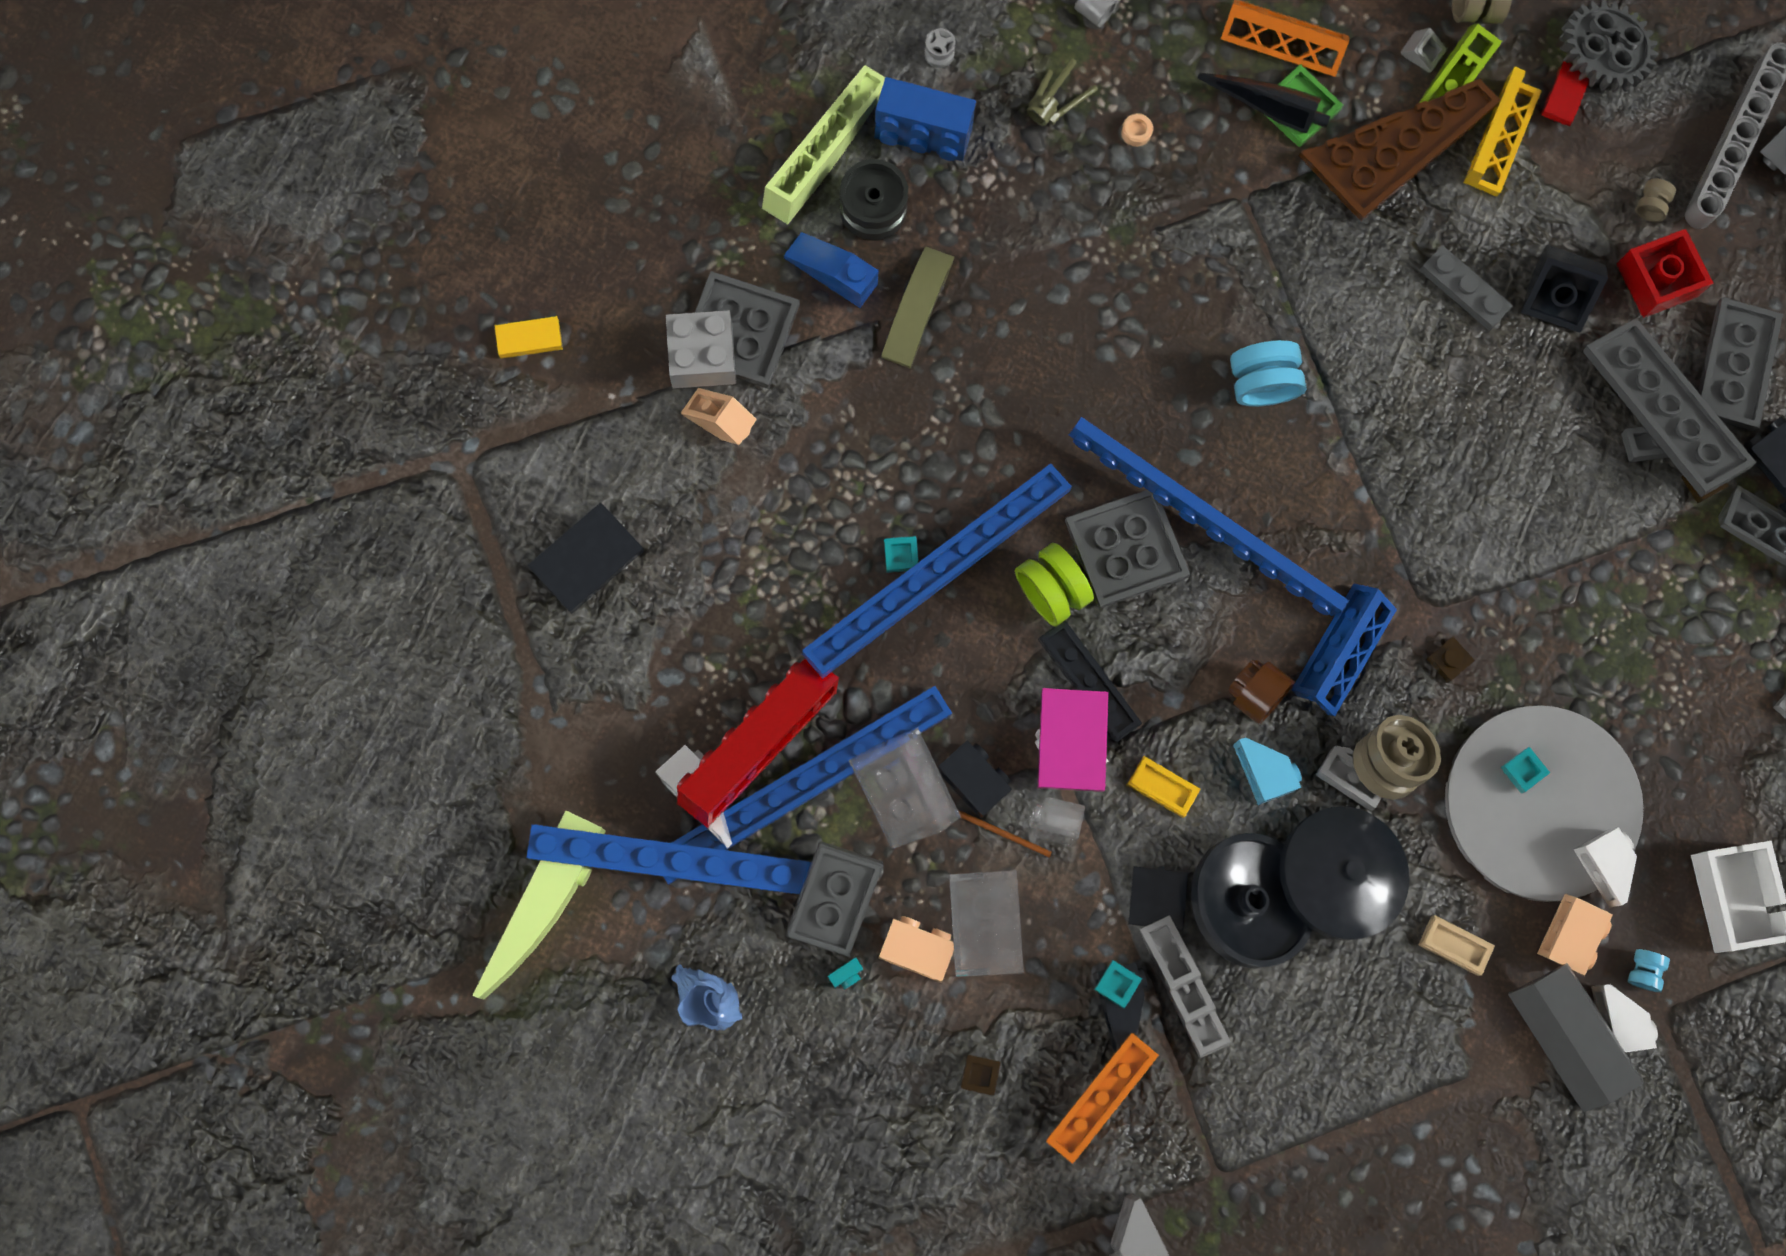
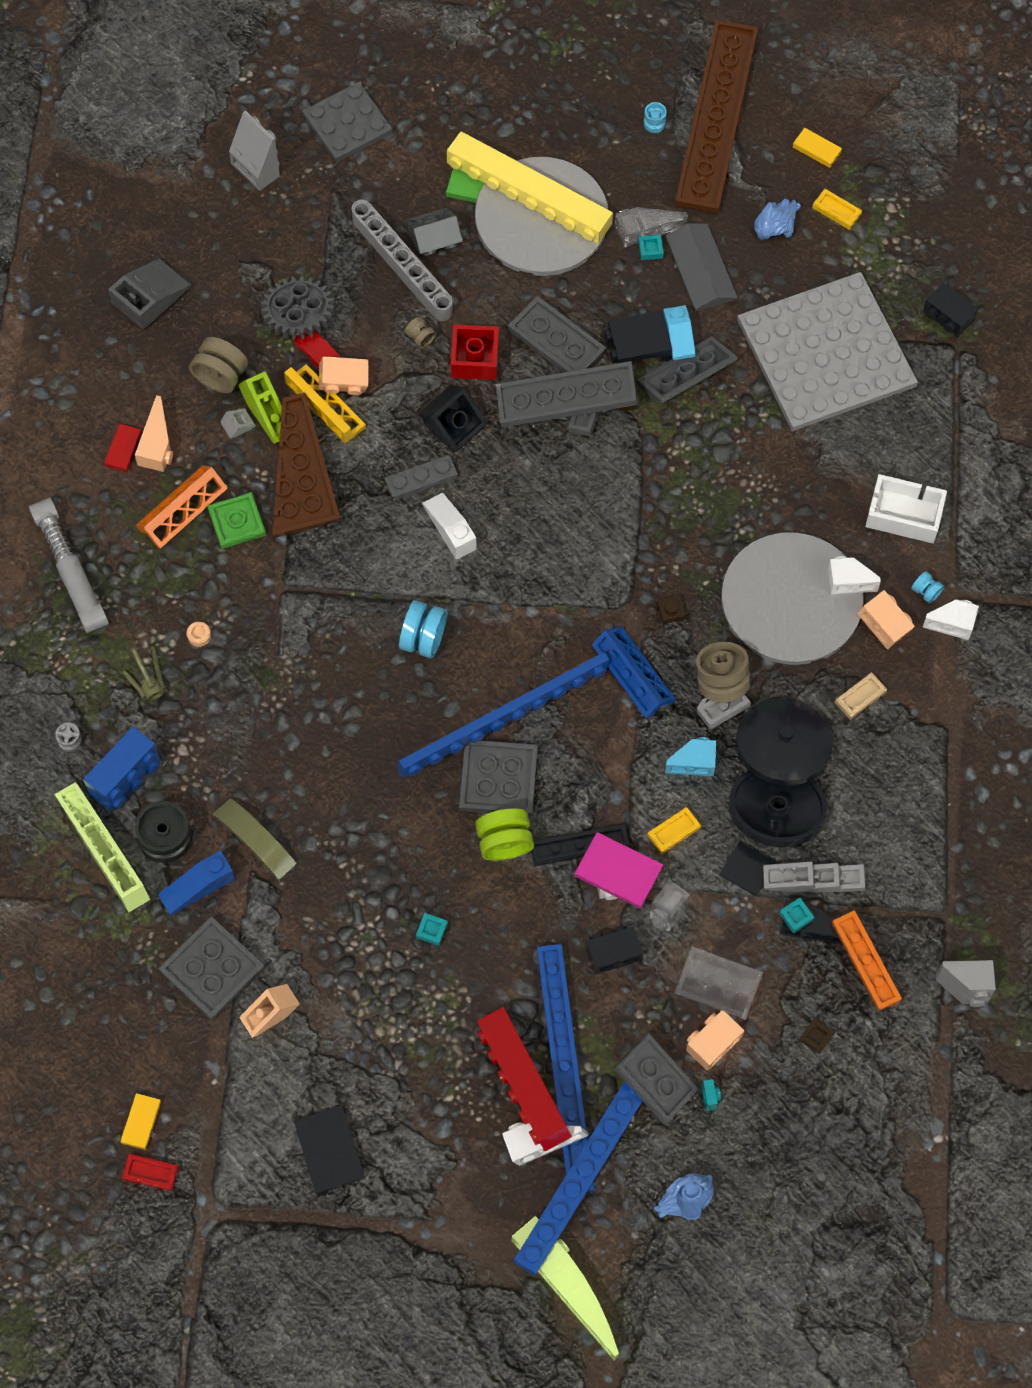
camera: 60 degrees left, 10 degrees down
(475, 375) = (150, 1172): none -> red tile
(700, 349) = (218, 997): light grey brick -> none
(905, 789) = (601, 998): clear slope -> none
(935, 571) = (457, 909): blue plate -> none
(1005, 834) = (654, 953): dark orange axle -> none
(1259, 689) = (638, 736): reddish brown piece -> none
(1280, 103) = (230, 531): black piece -> none
(1421, 349) = (451, 525): none -> white slope
(1525, 770) = (766, 598): teal plate -> none
(1548, 135) = (343, 375): none -> light nougat brick
(1576, 1038) = (952, 651): dark grey slope -> none

